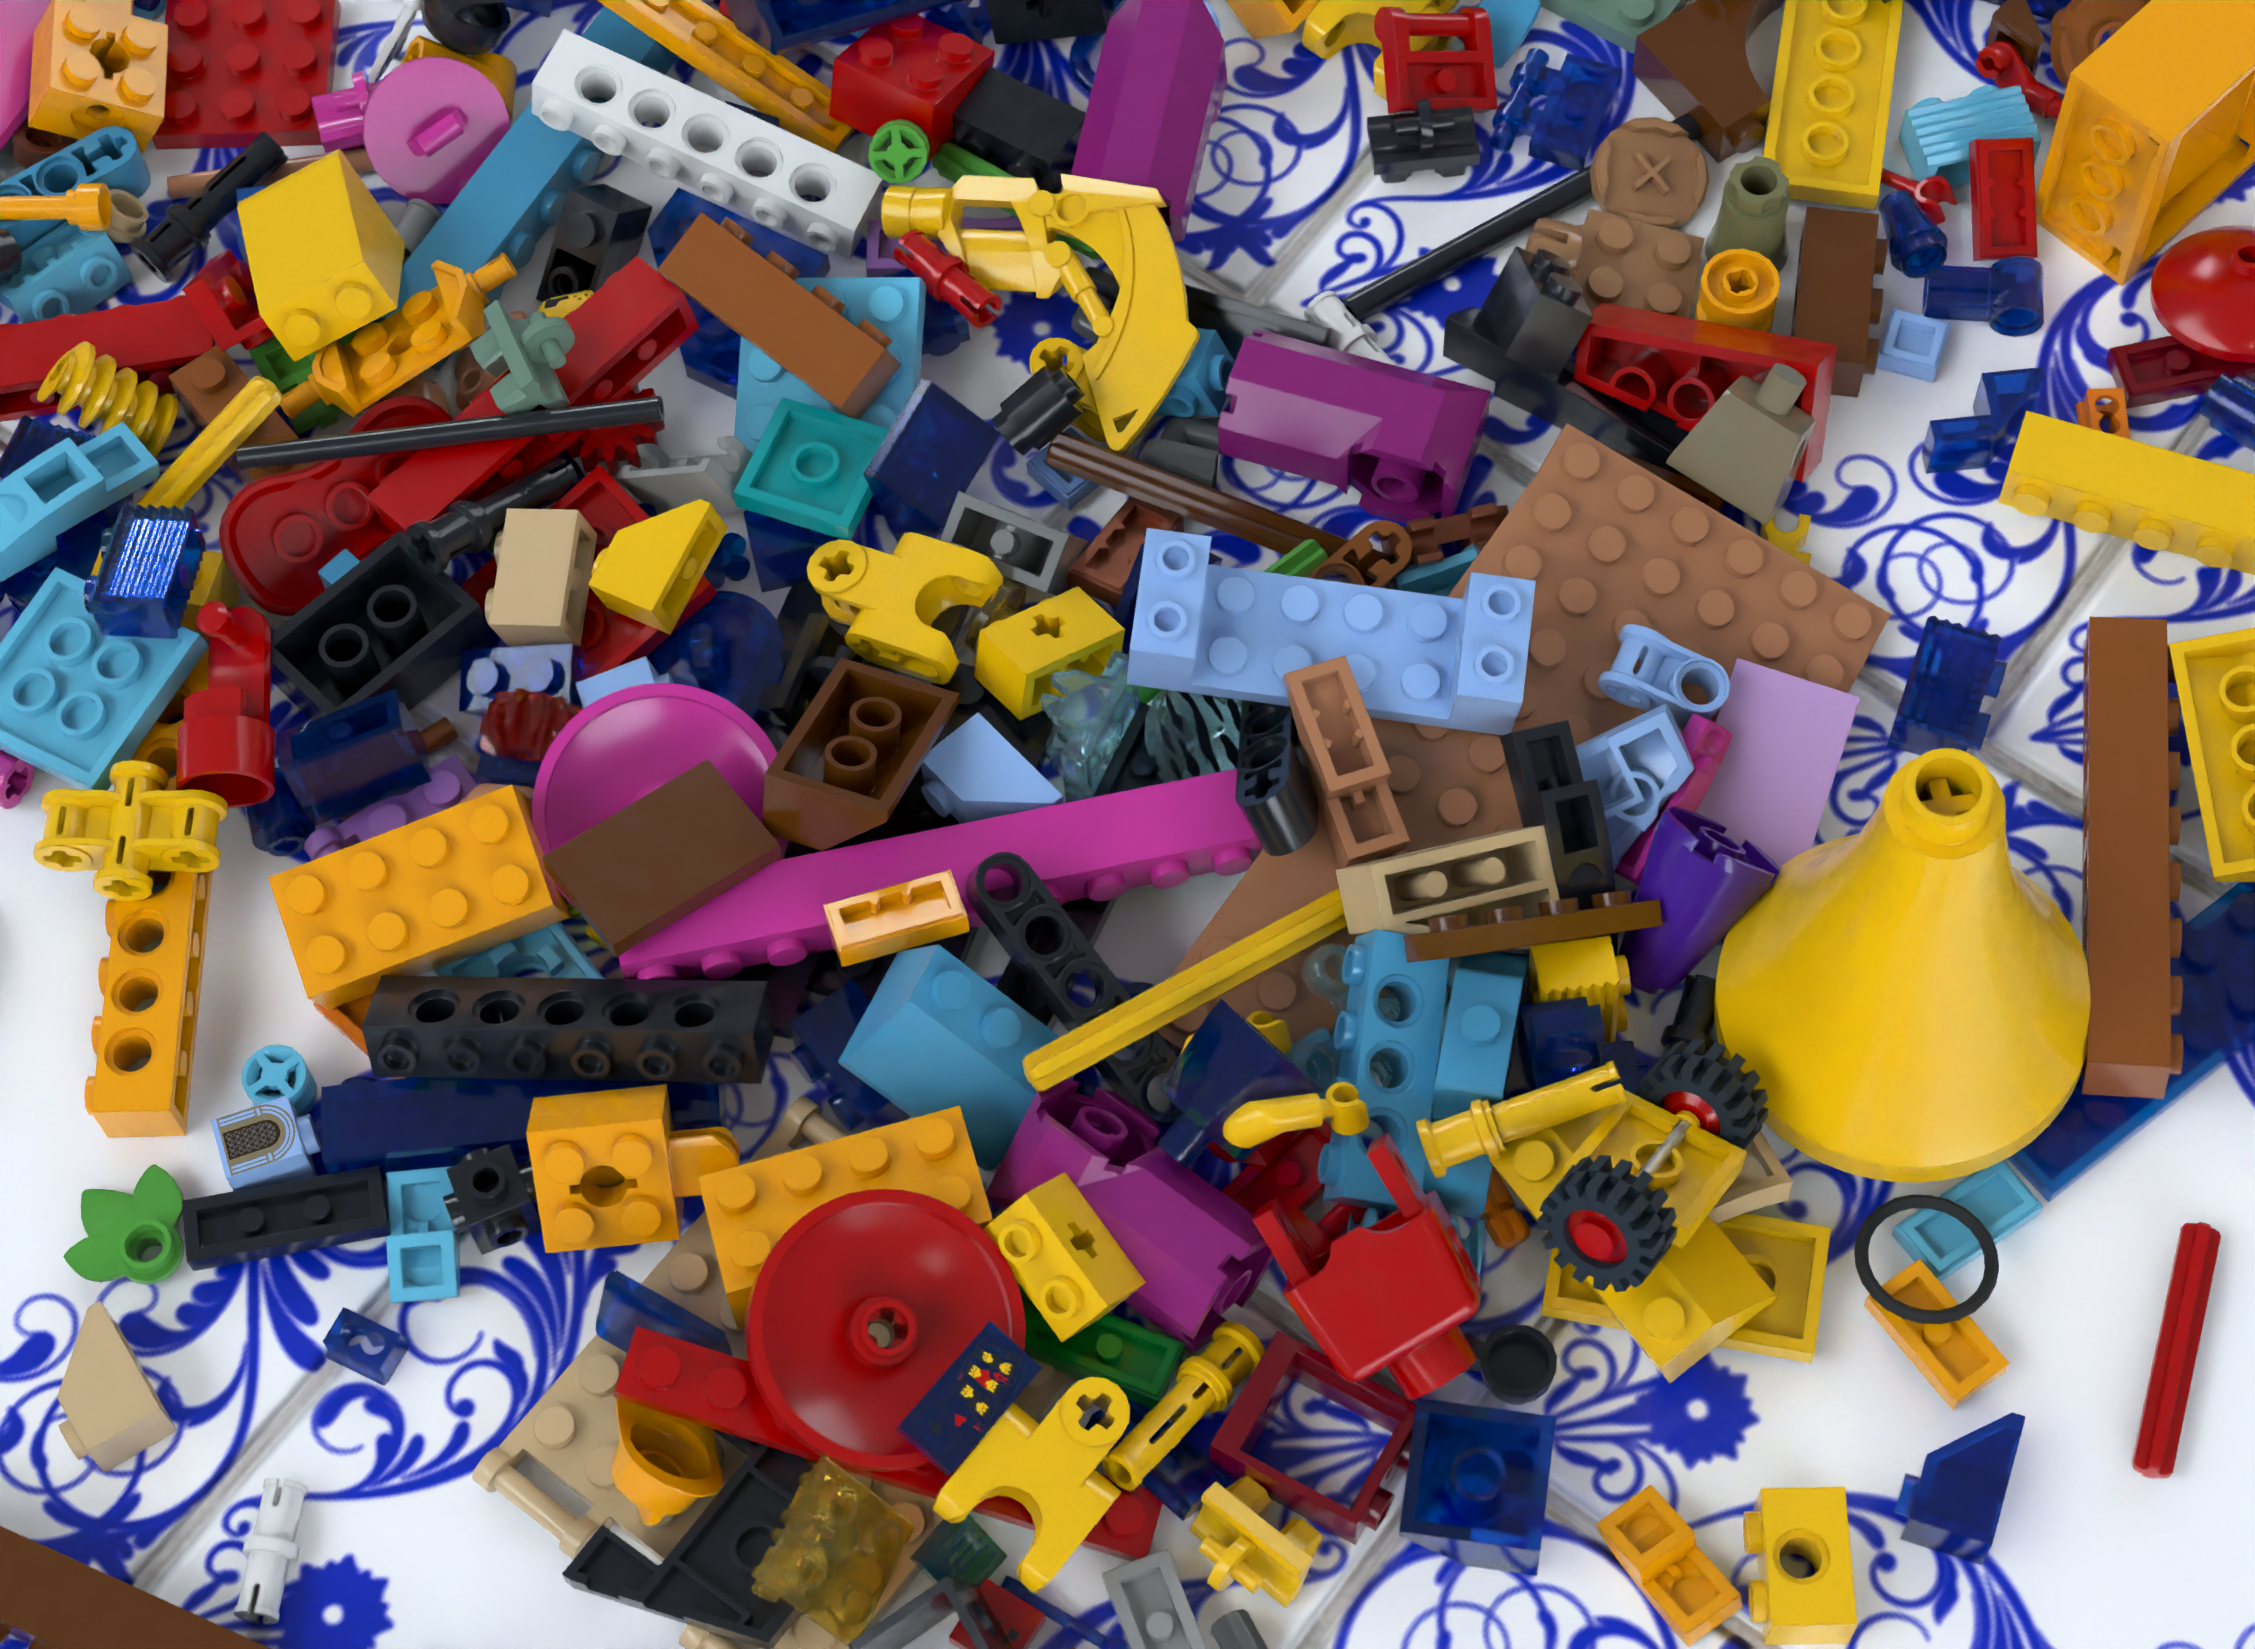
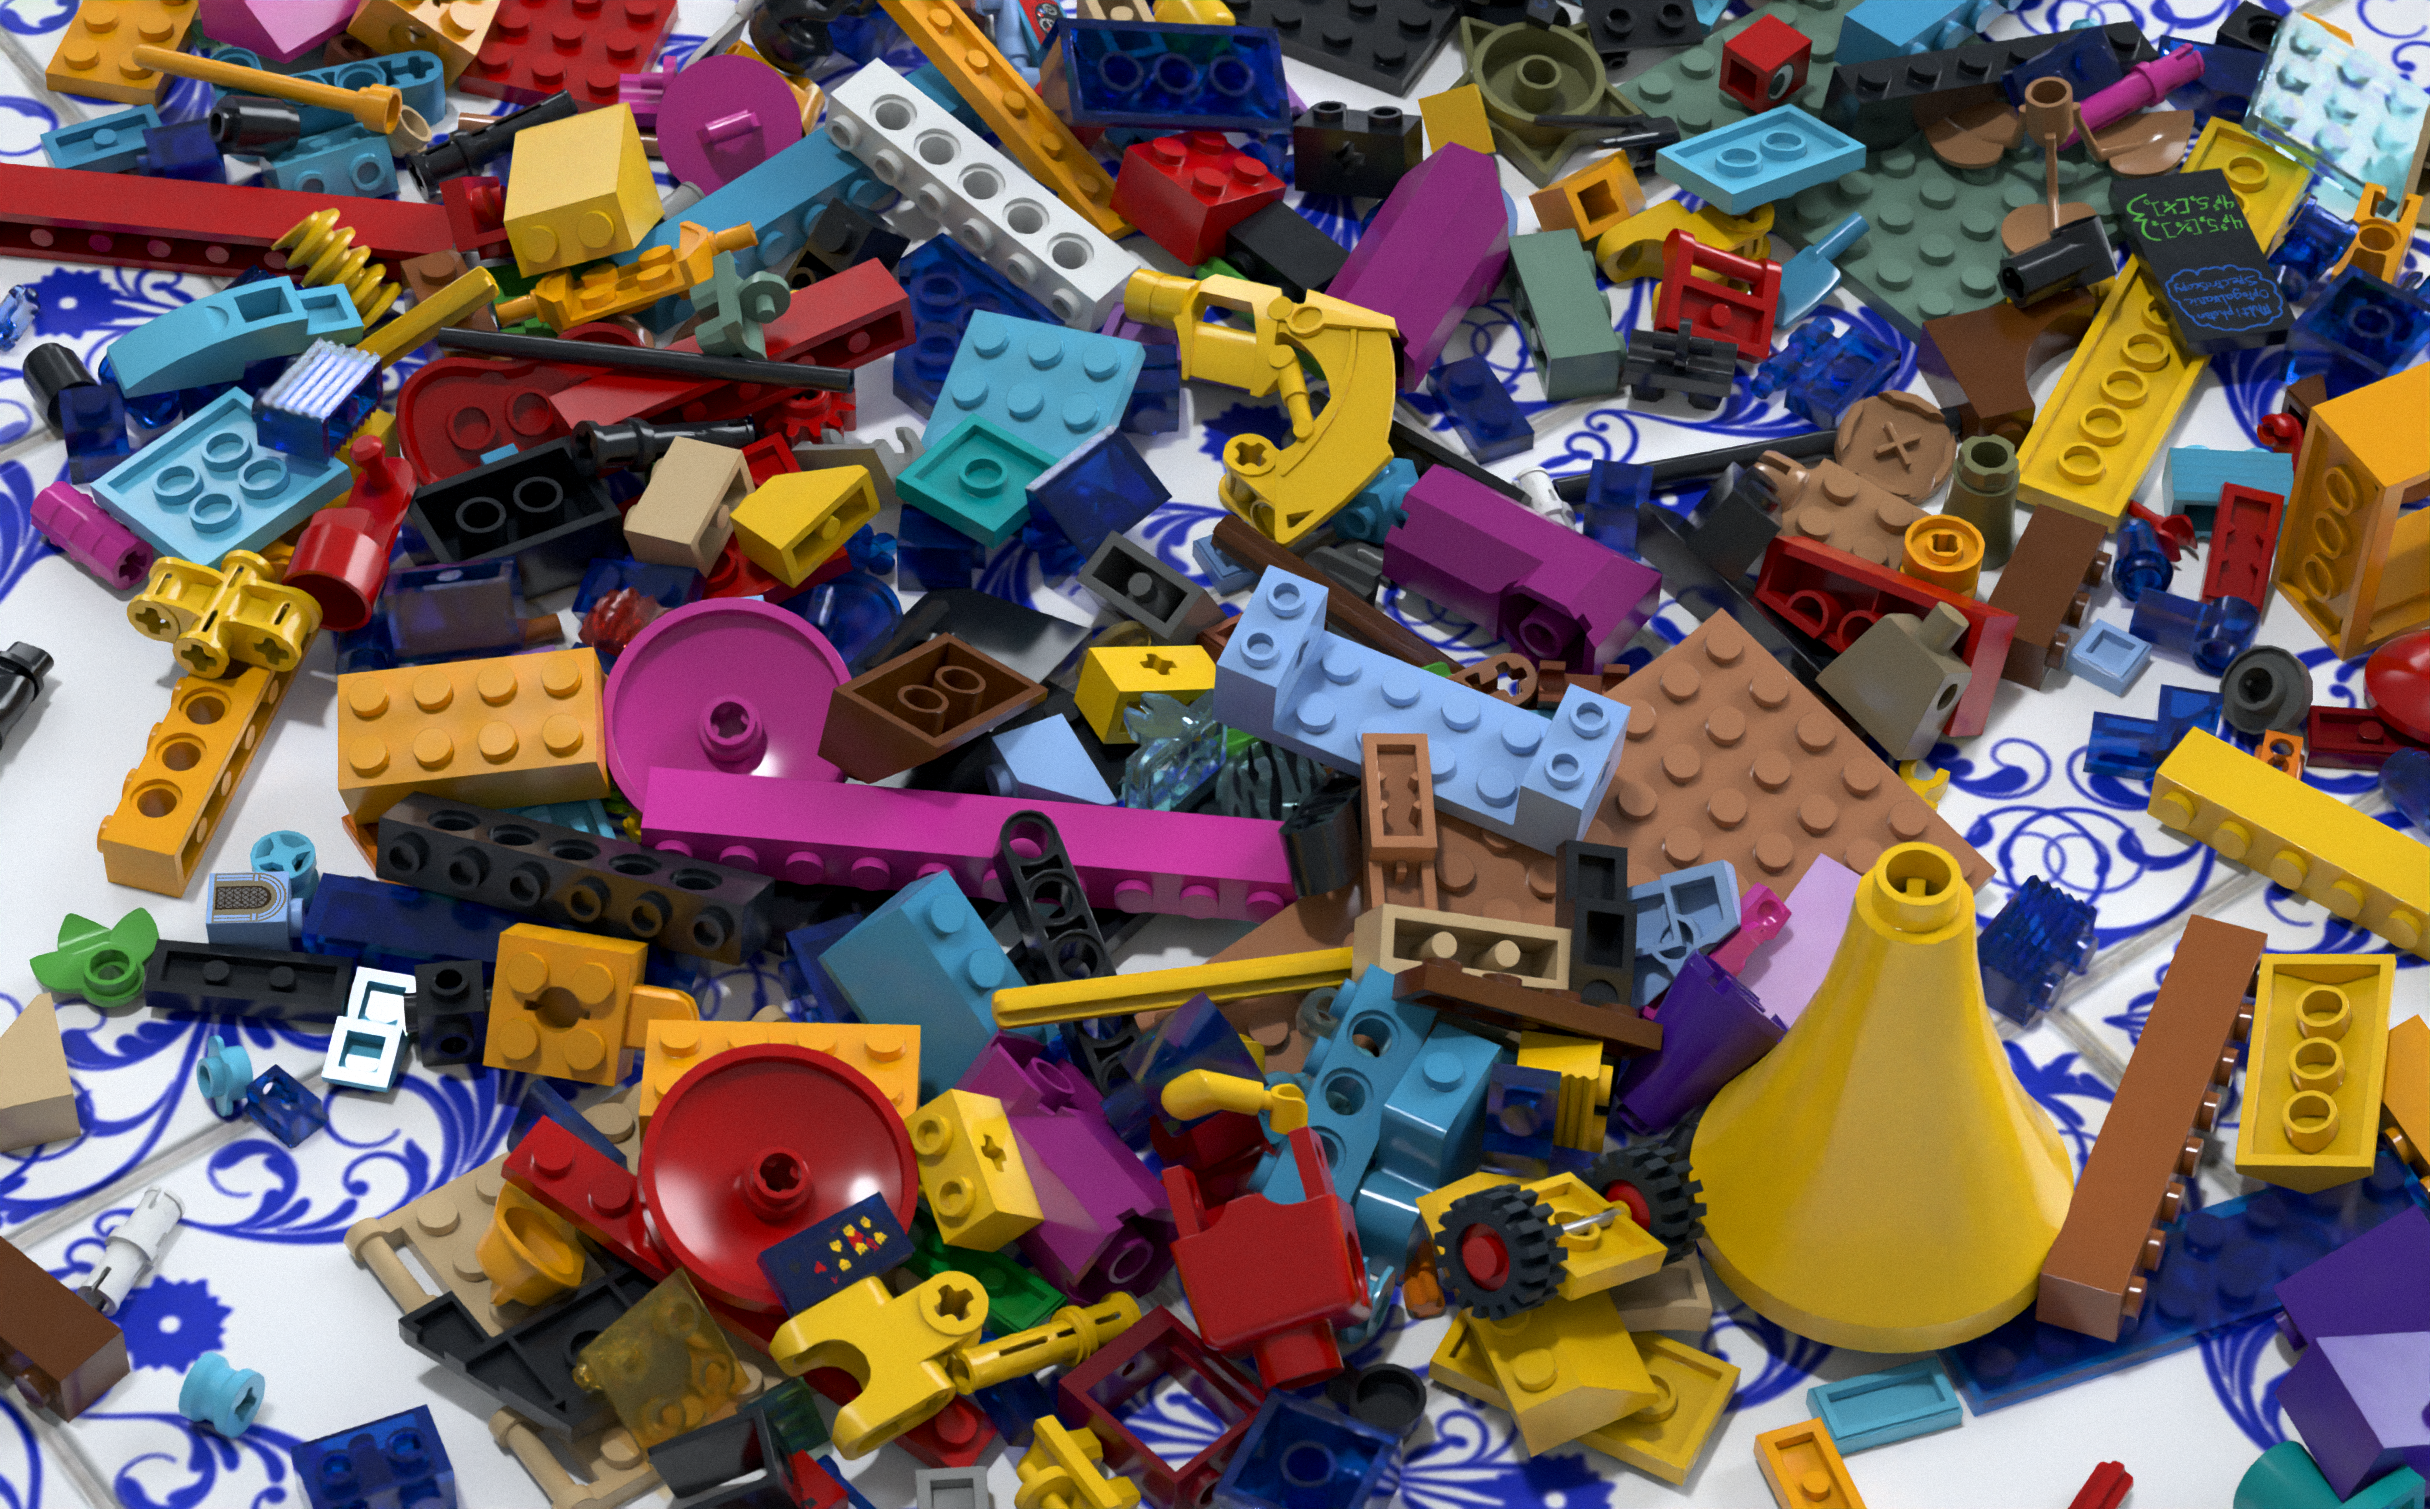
camera: 10 degrees right, 15 degrees down
(296, 1330) = (224, 1074): none -> medium azure plate
(661, 857) = (713, 747): reddish brown tile -> none
(780, 316) = (994, 340): dark orange brick -> none
(890, 163) = (1150, 240): bright green wheel -> none
(896, 918) = (916, 851): light orange plate -> none
(898, 596) = (1023, 610): yellow piece -> none
(947, 278) = (1169, 356): red pin -> none
(1039, 410) = (1217, 487): black brick -> none
(1247, 237) = (1480, 409): none -> clear blue plate
(1295, 115) = (1563, 315): none -> sand green brick
(1414, 317) = (1614, 504): none -> clear blue brick
(1487, 1127) = (1423, 1164): yellow pin -> none
(1660, 675) = (1744, 842): light blue piece -> none
(1914, 1314) = (1812, 1465): black tyre -> none
(2074, 347) = (2266, 691): none -> dark grey plate

